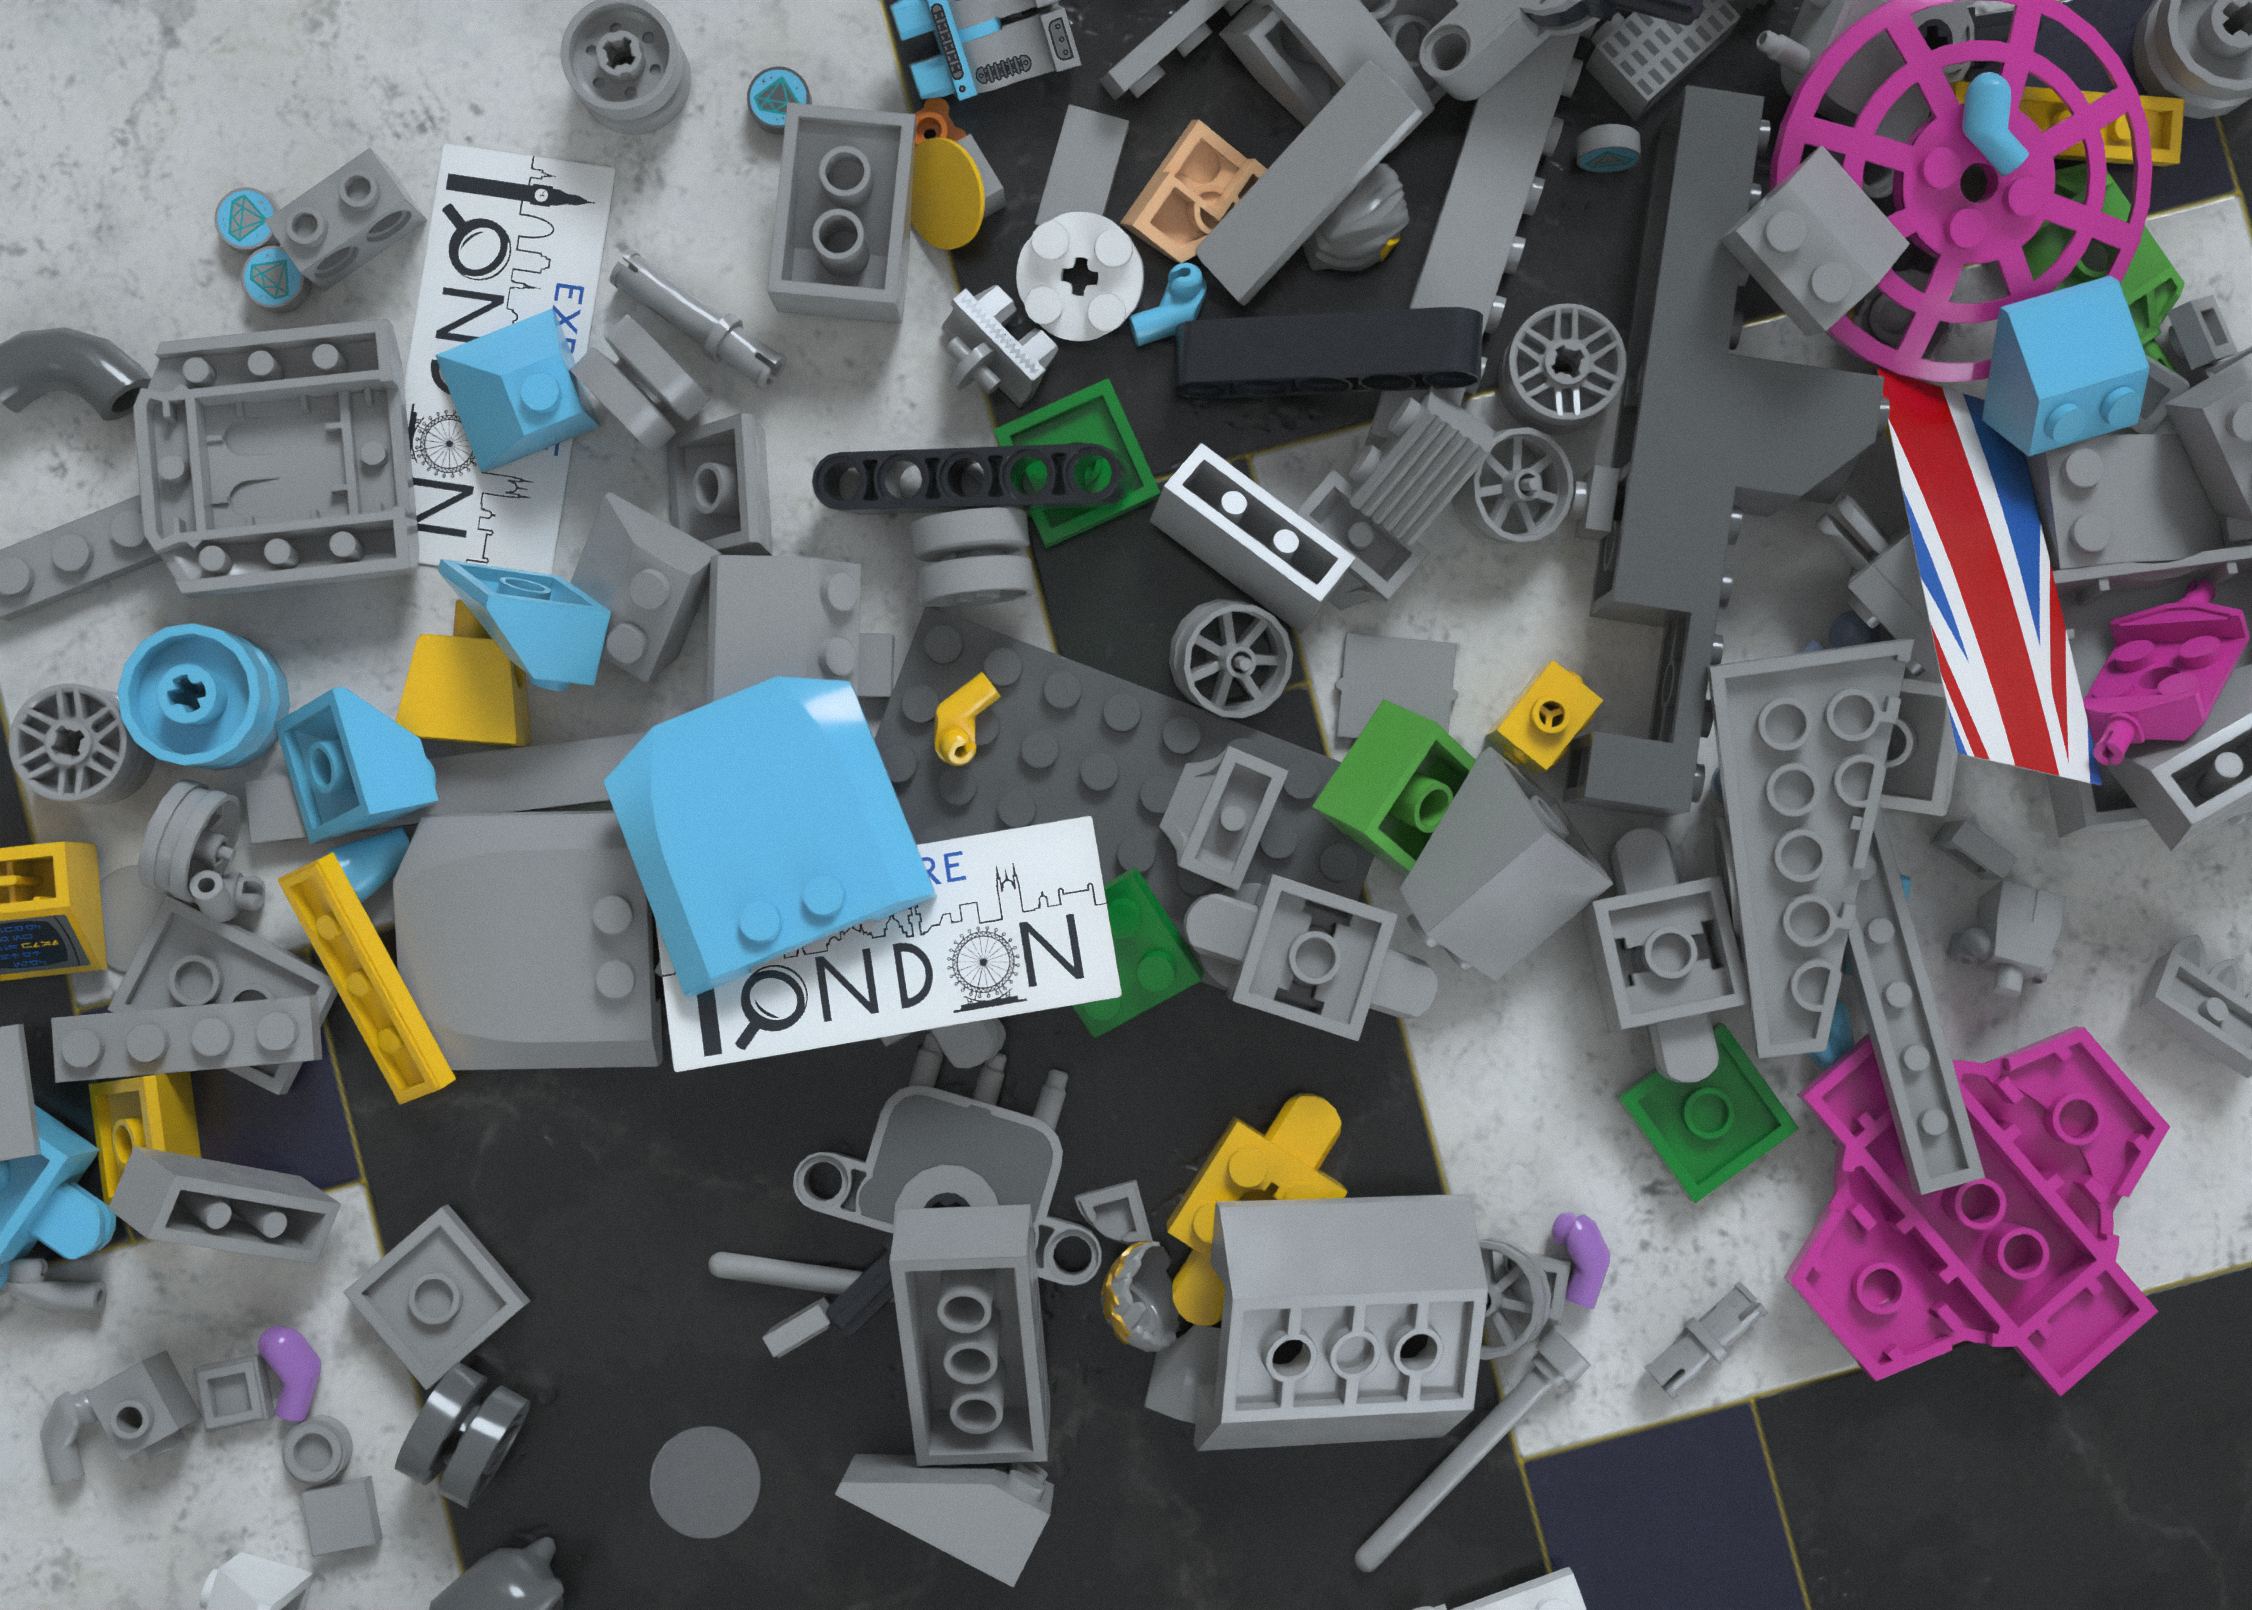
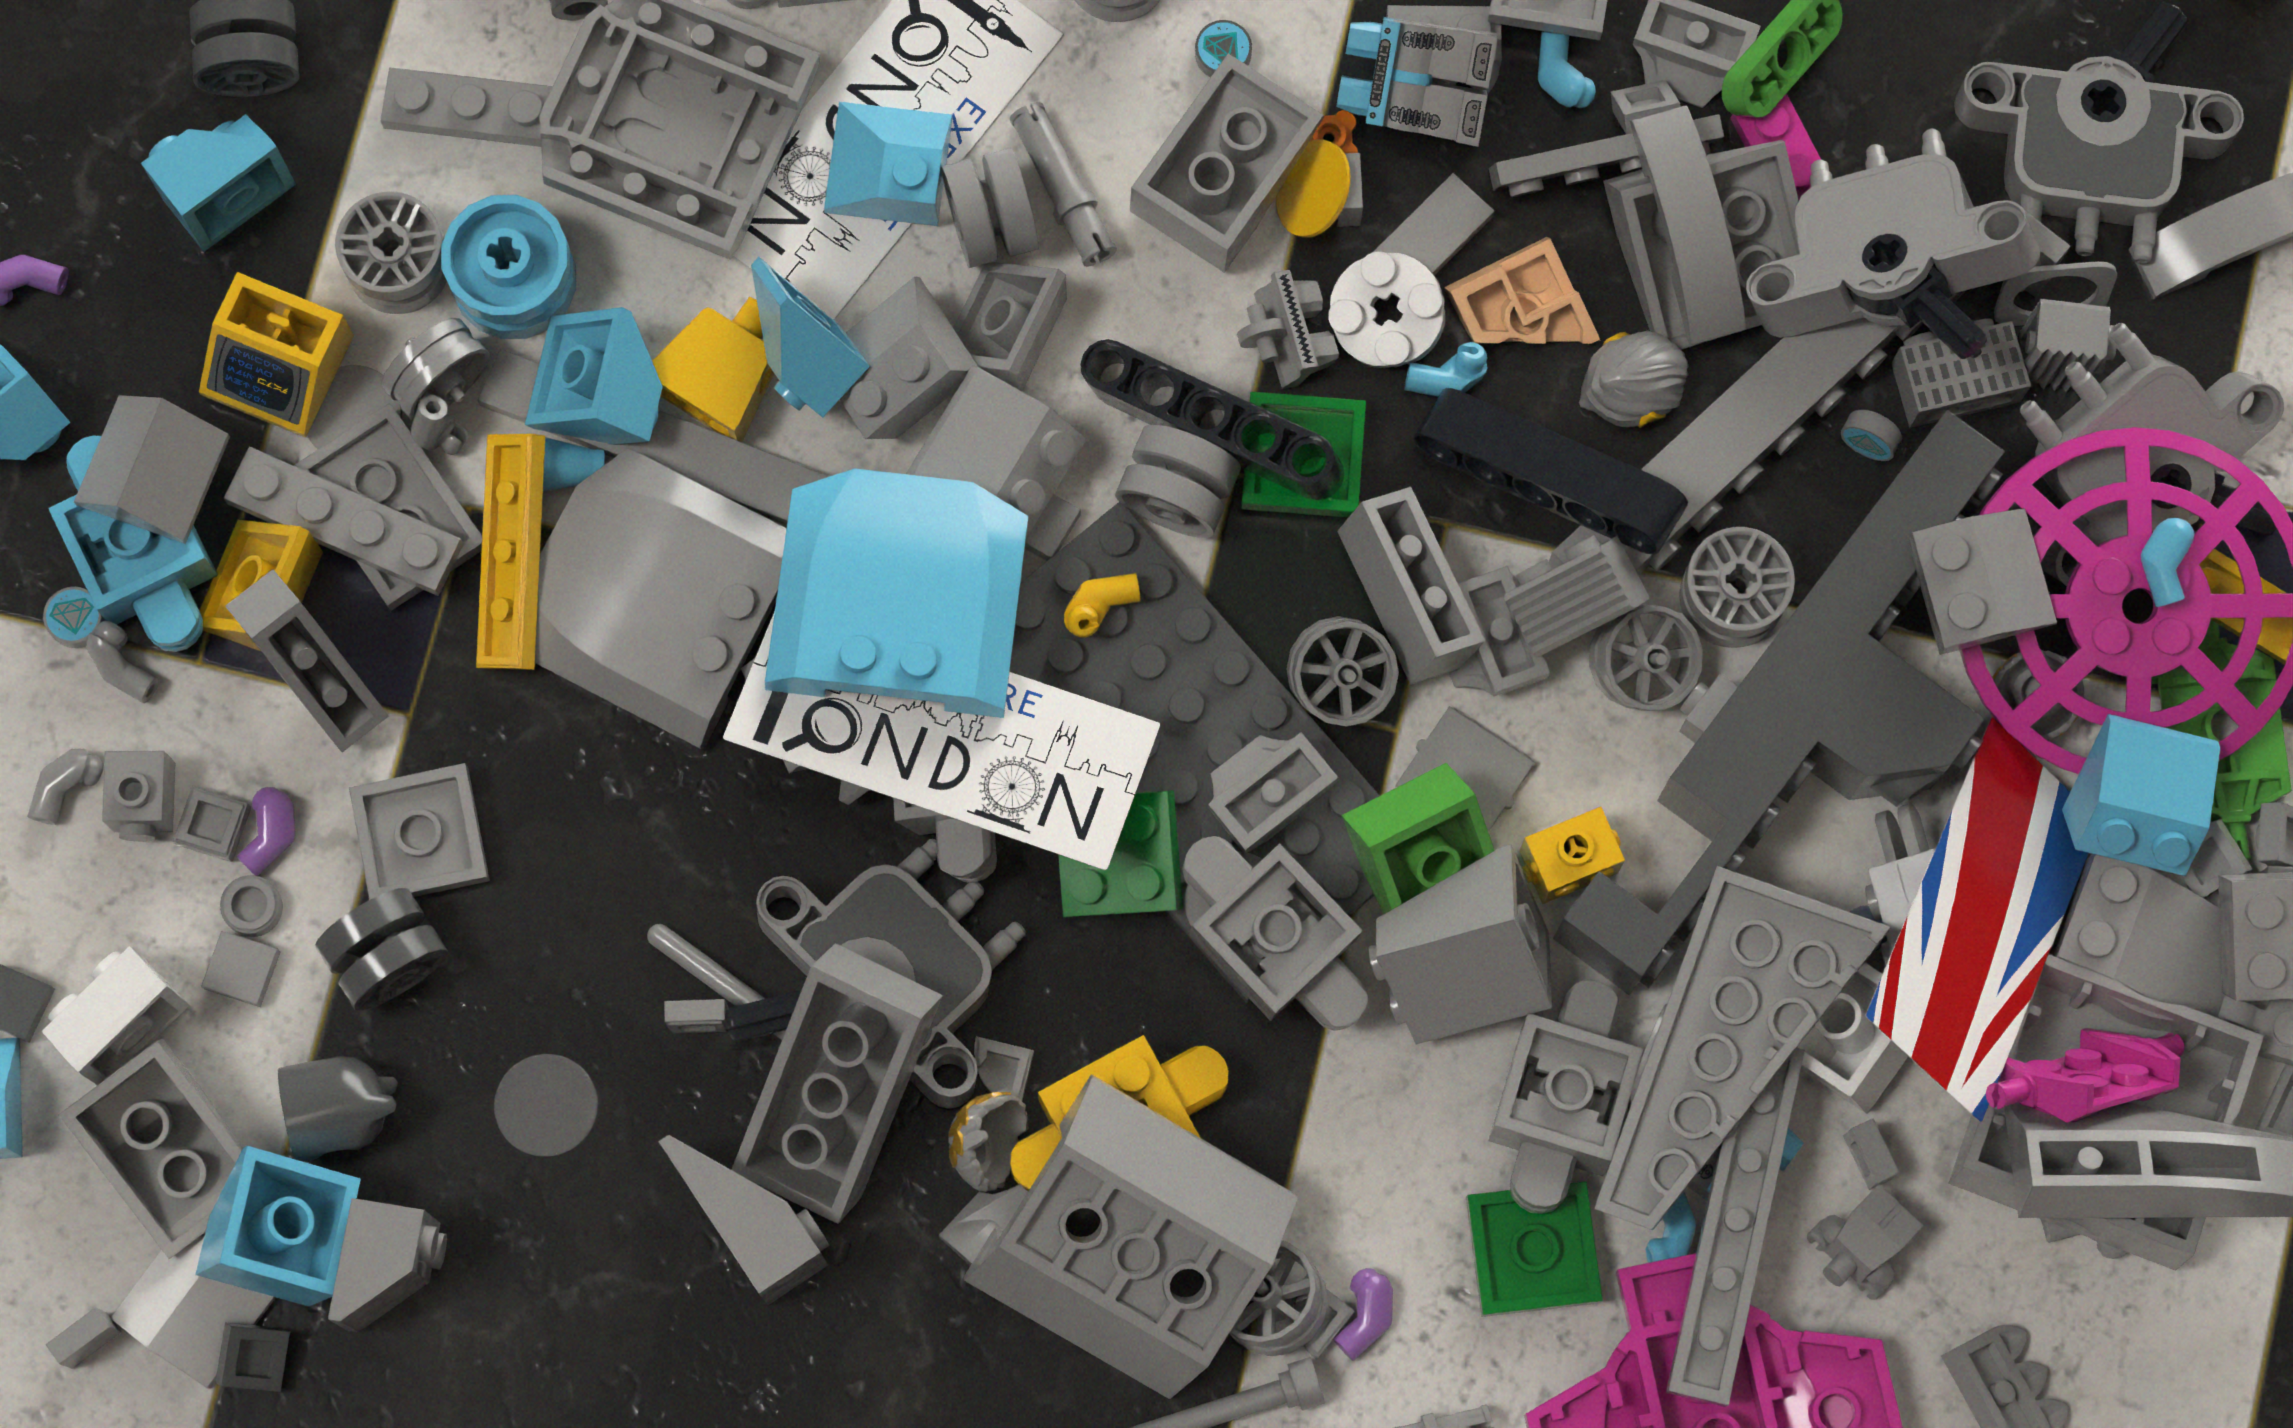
camera: 25 degrees right, 10 degrees down
(1308, 181) = (1607, 329): light grey slope -> none

